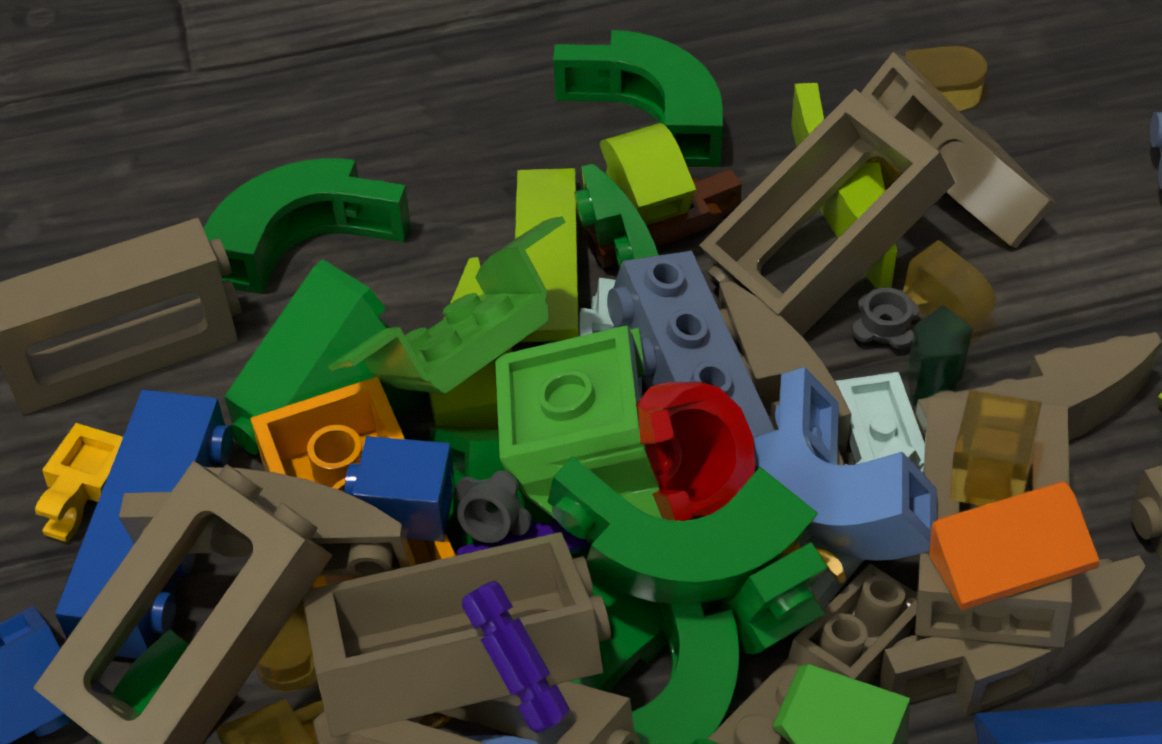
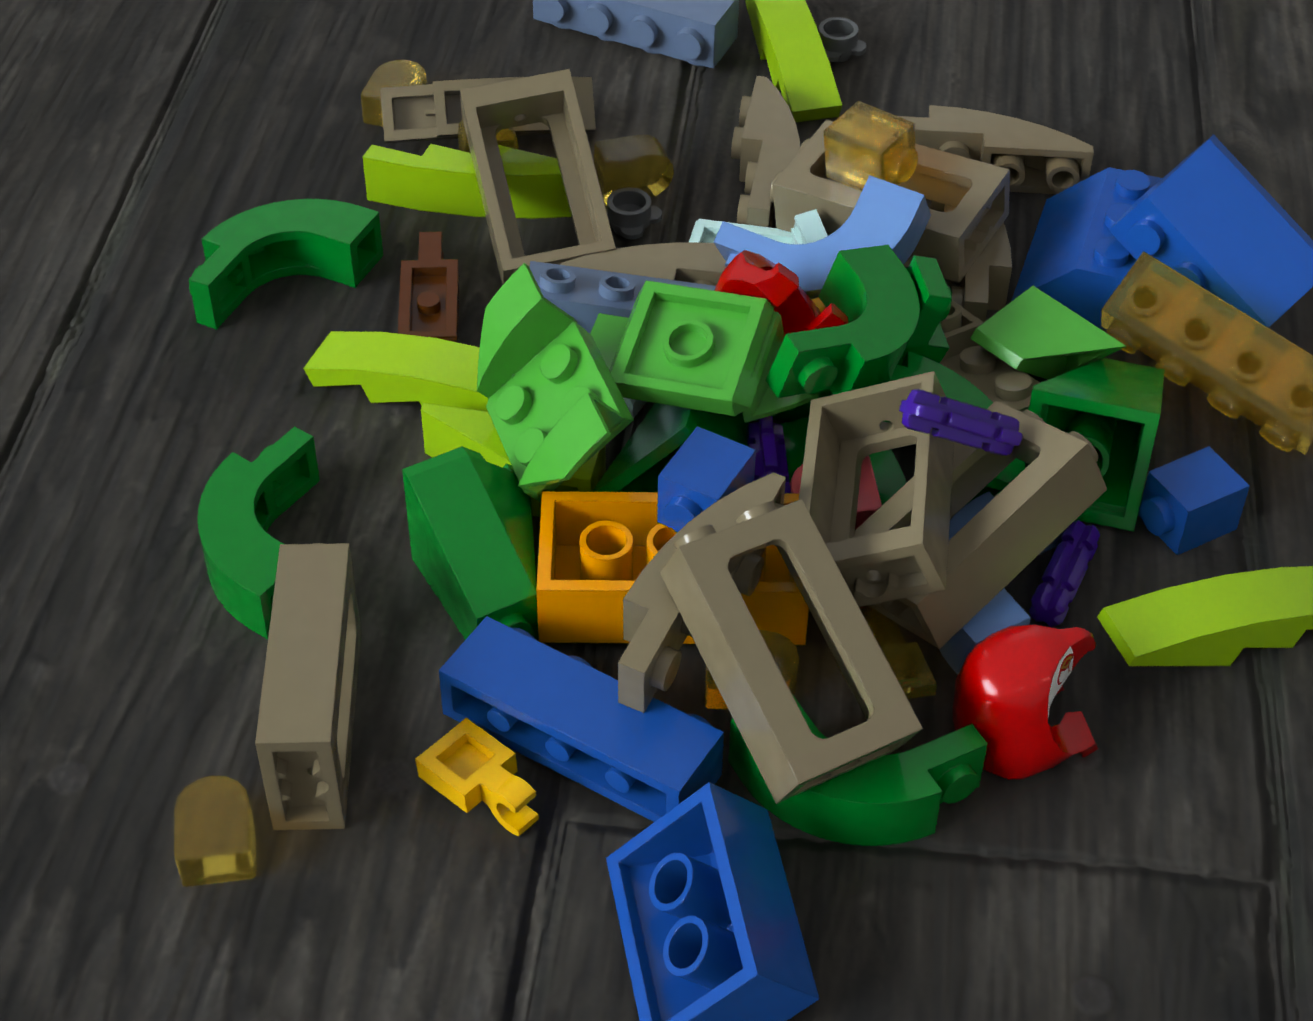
camera: 70 degrees left, 5 degrees down
(483, 520) = (754, 435): dark grey plate -> none
(613, 216) = (437, 298): green slope -> none
(650, 172) = (409, 262): lime brick -> none
(937, 354) = (697, 189): clear green piece -> none
(1012, 545) = (958, 175): orange slope -> none

